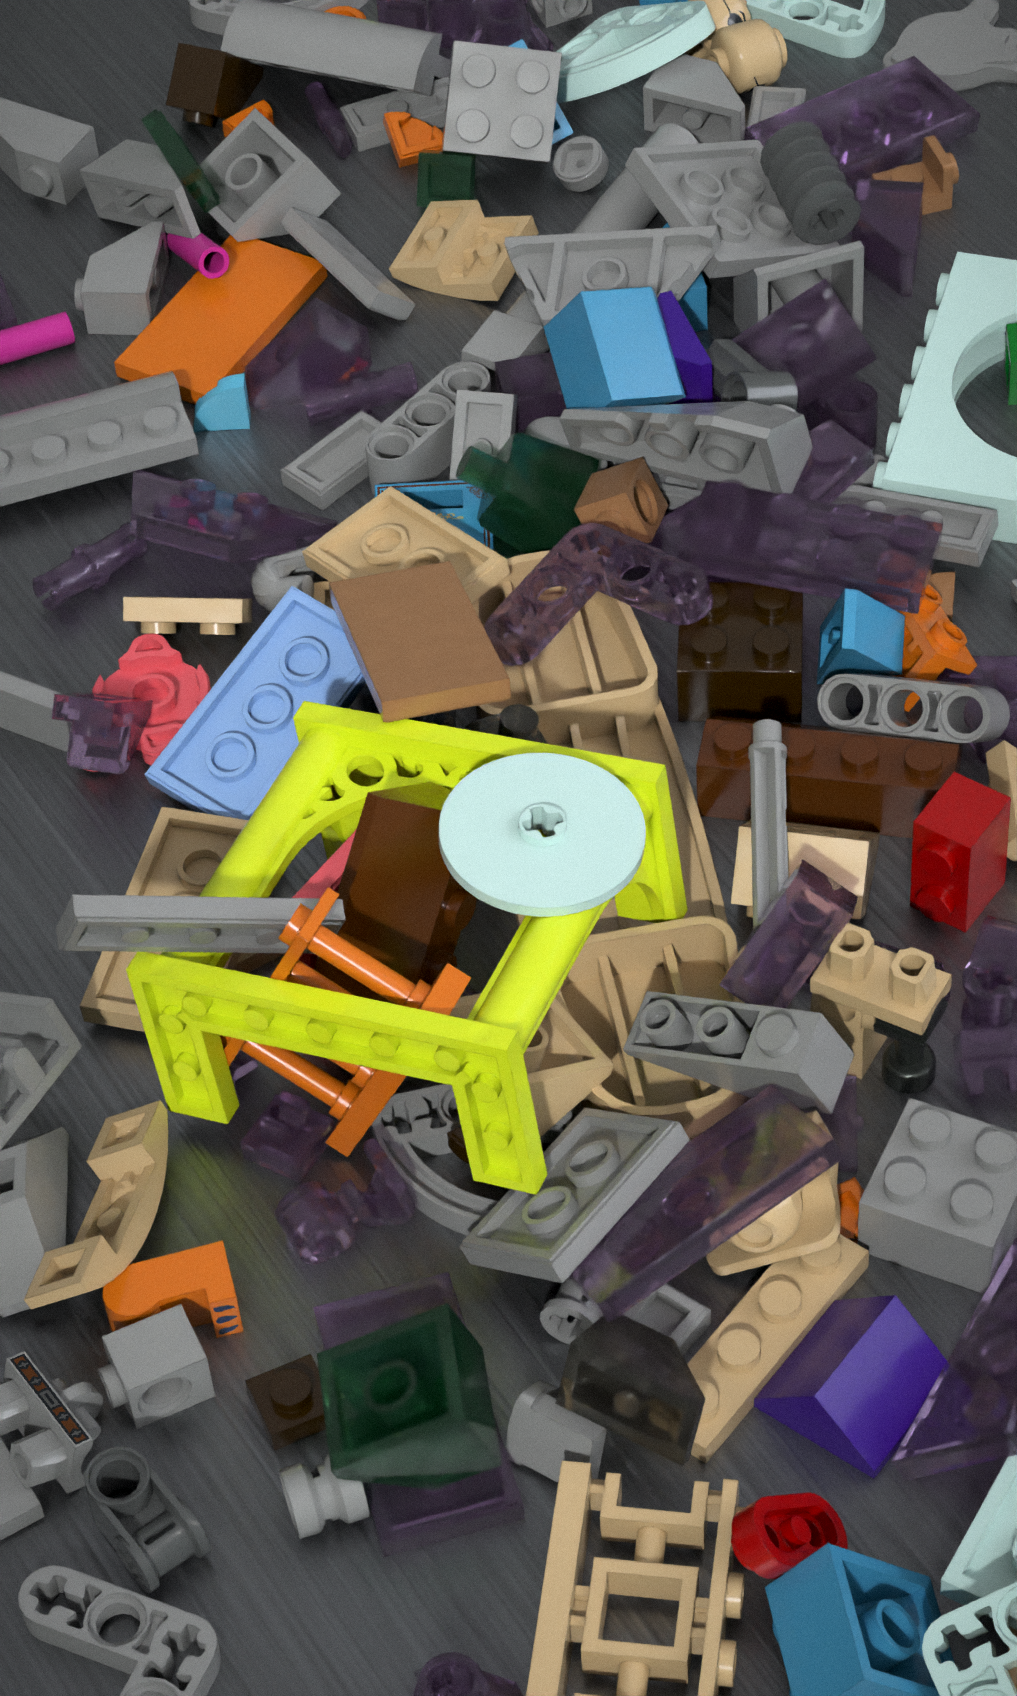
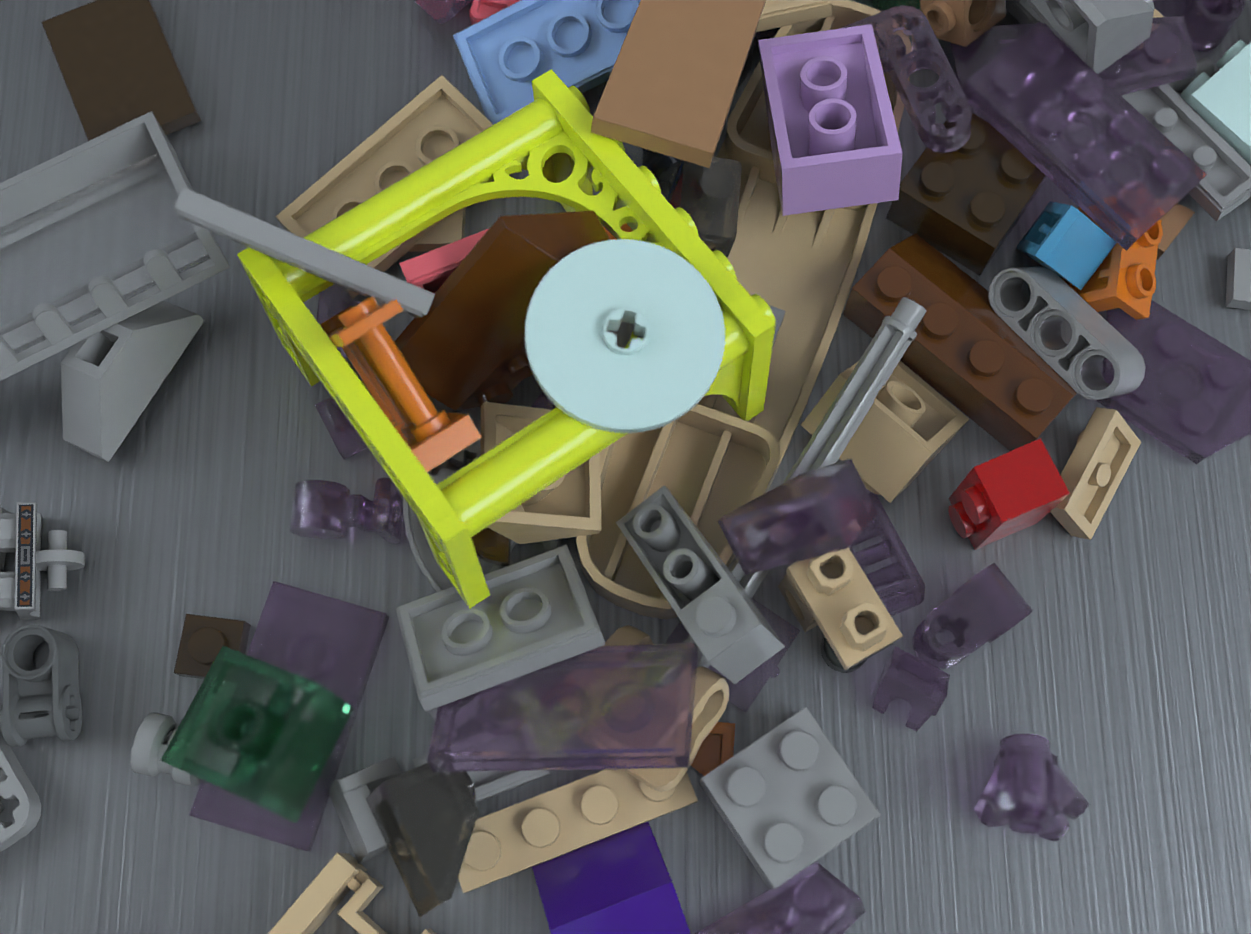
camera: 30 degrees right, 25 degrees up
(132, 1171) = (178, 426): tan slope -> none
(156, 1367) = (130, 563): light grey brick -> none
(191, 1277) = (172, 502): orange leg -> none
(581, 643) = (830, 120): none -> lavender slope

